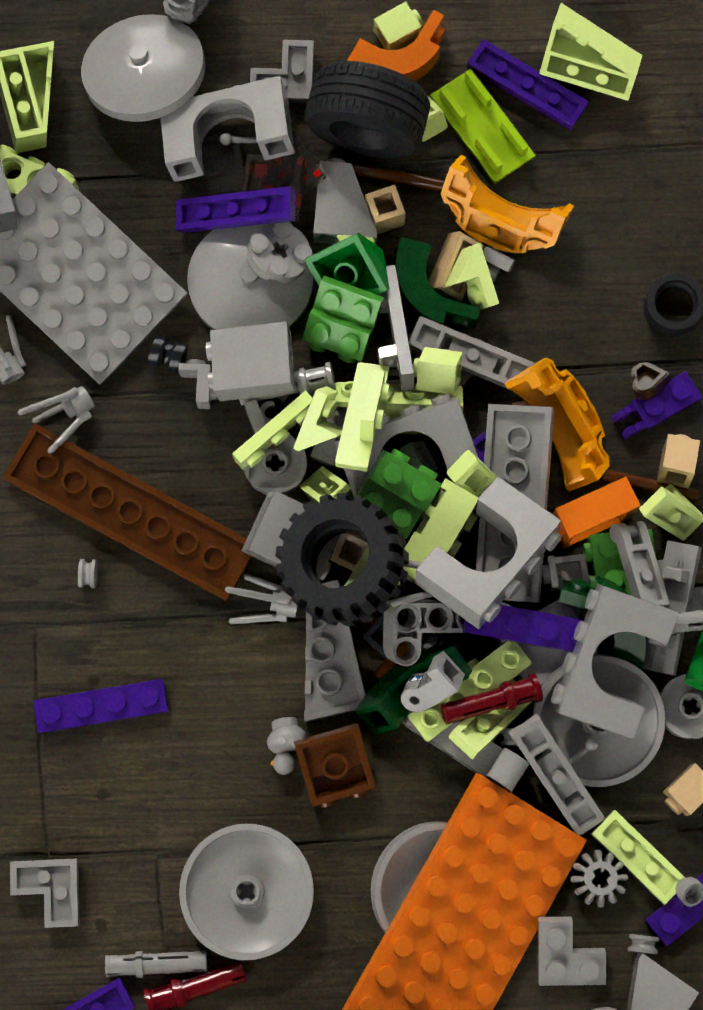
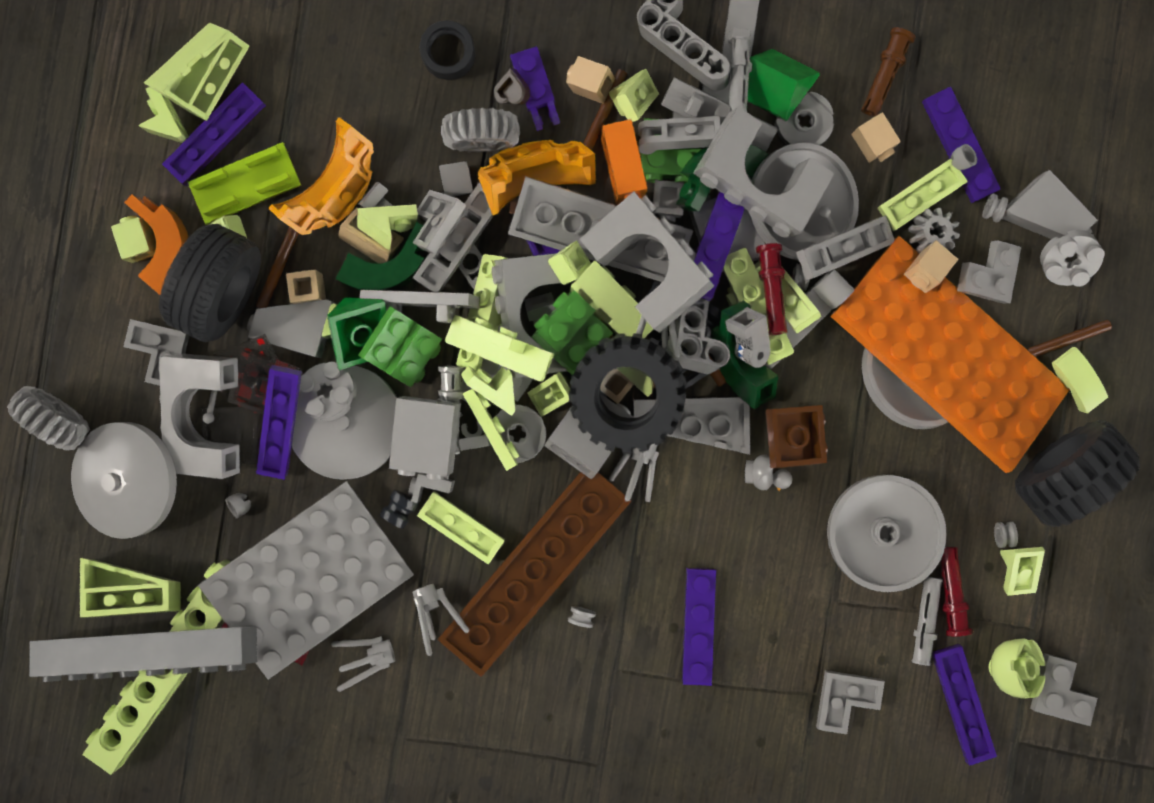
camera: 80 degrees left, 10 degrees up
(140, 188) = (237, 505): none -> light grey hinge
(160, 424) = (461, 527): none -> yellowish green plate
(438, 370) = (467, 271): yellowish green brick -> none
(495, 331) = (440, 215): none -> light grey plate
(530, 36) = (166, 122): none -> yellowish green slope
(538, 342) = (456, 179): none -> light grey slope
(556, 875) = (930, 266): none -> tan brick
(594, 354) = (480, 130): none -> light grey gear

